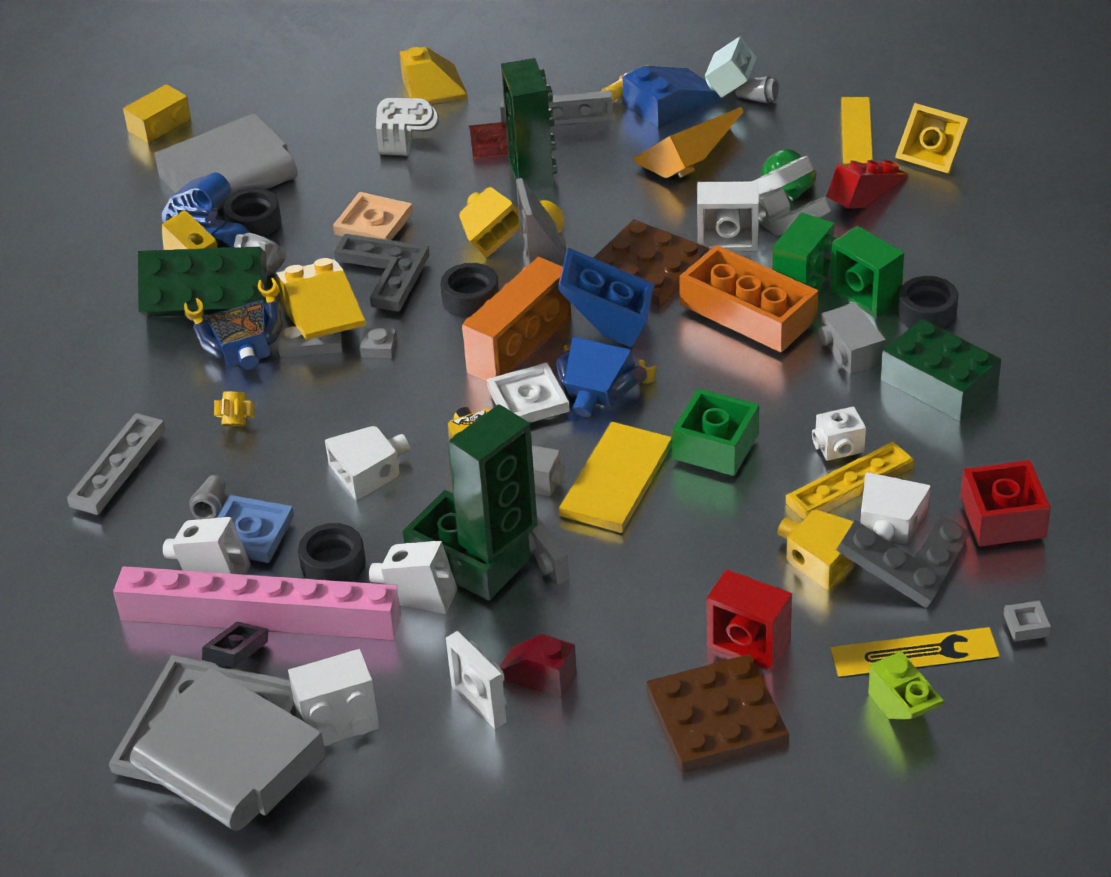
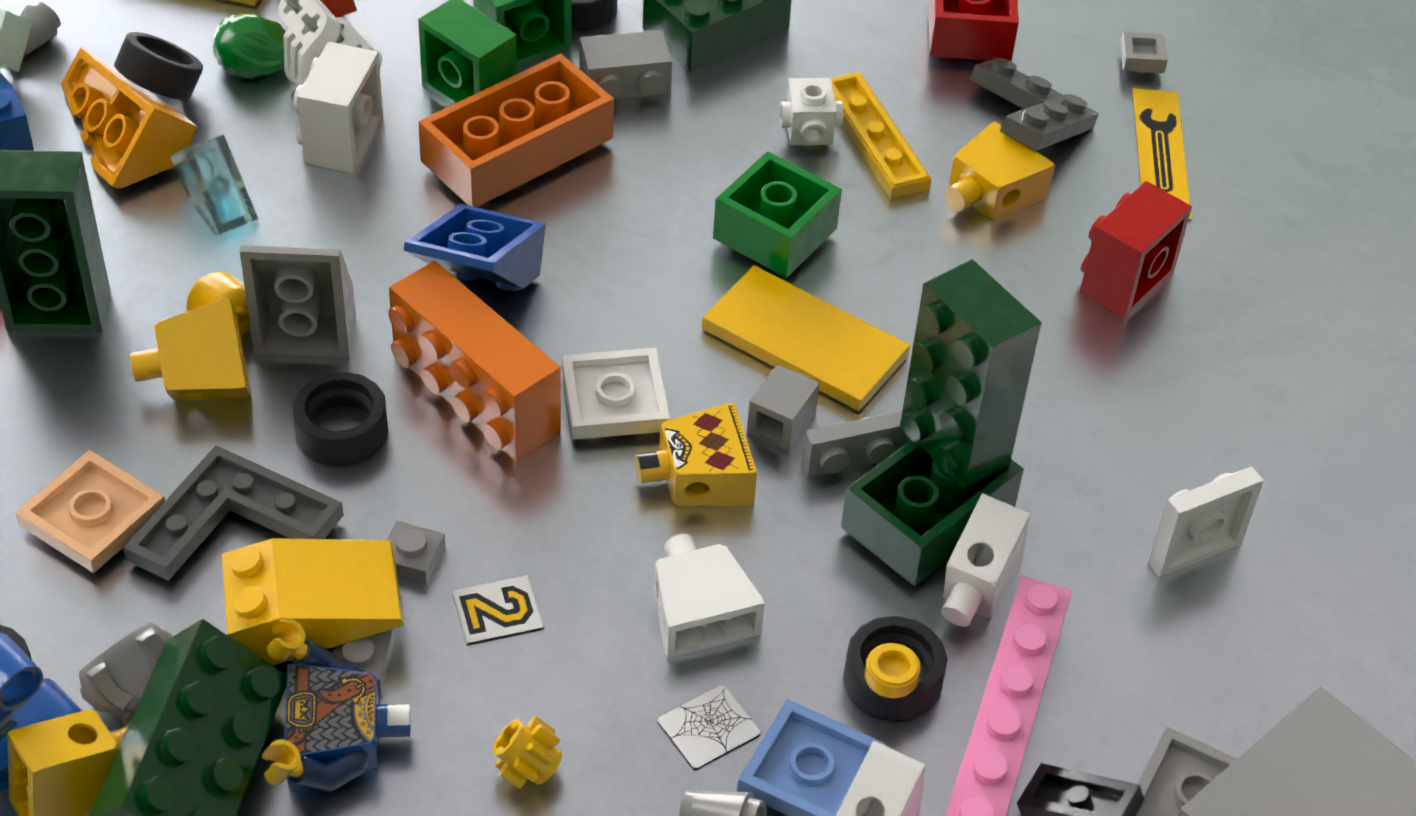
camera: 85 degrees left, 5 degrees up
(281, 487) = (708, 726): none -> white sticker
(311, 539) = (892, 670): none -> yellow tile
(335, 696) = (1226, 678): white brick -> none
(349, 388) = (497, 609): none -> sticker
(541, 665) = (1157, 467): dark red slope -> none
(599, 373) = (608, 308): blue torso -> none
(646, 191) = (214, 185): none -> clear light blue slope
(652, 256) = (362, 212): reddish brown plate -> none
(717, 712) = (1243, 328): reddish brown plate -> none
(747, 128) = (158, 65): none -> black tyre
(893, 506) = (947, 106): white torso -> none
(901, 688) = (1251, 160): lime slope -> none

